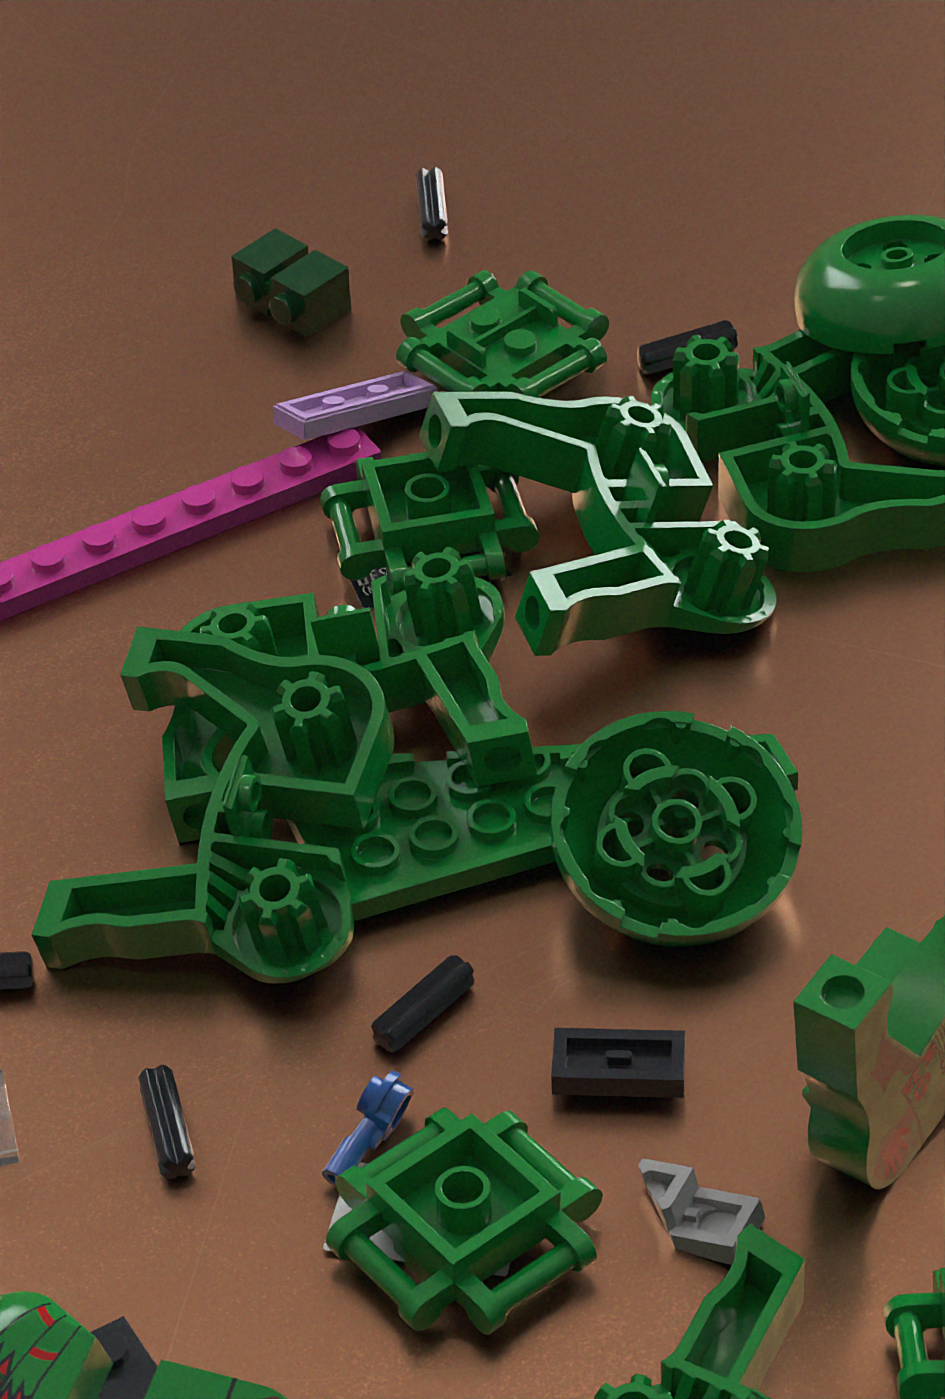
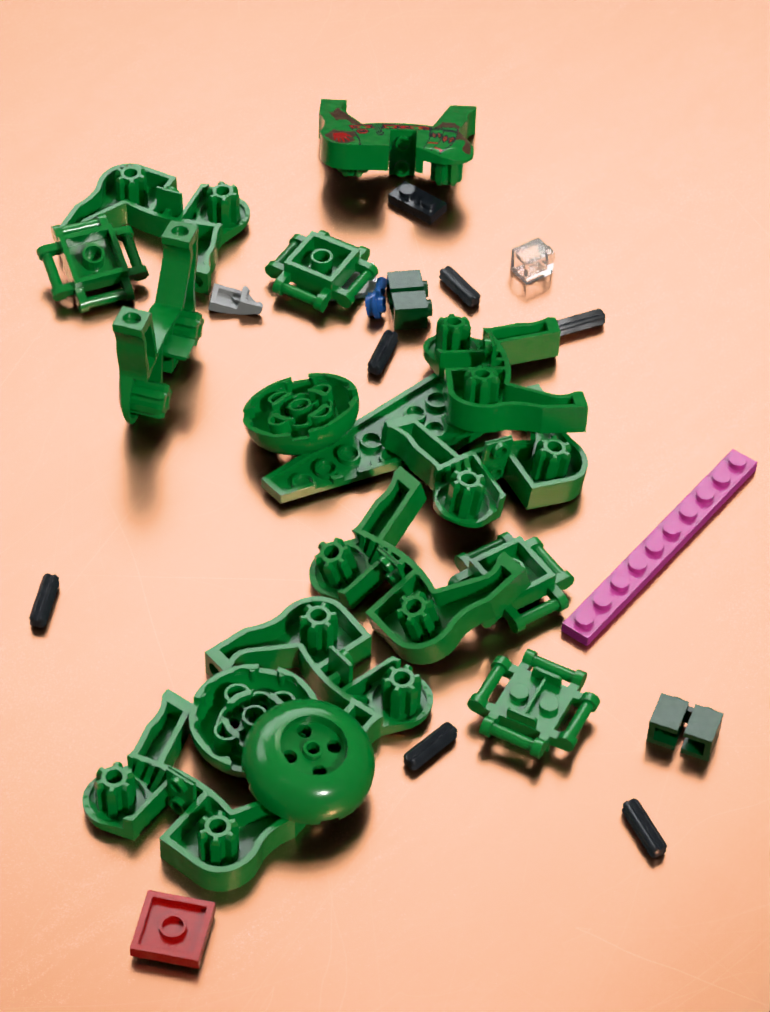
camera: 155 degrees right, 5 degrees up
(305, 1084) = (408, 299): none -> piece
(353, 405) = (594, 636): lavender tile -> none
(618, 1062) = (288, 342): black plate -> none

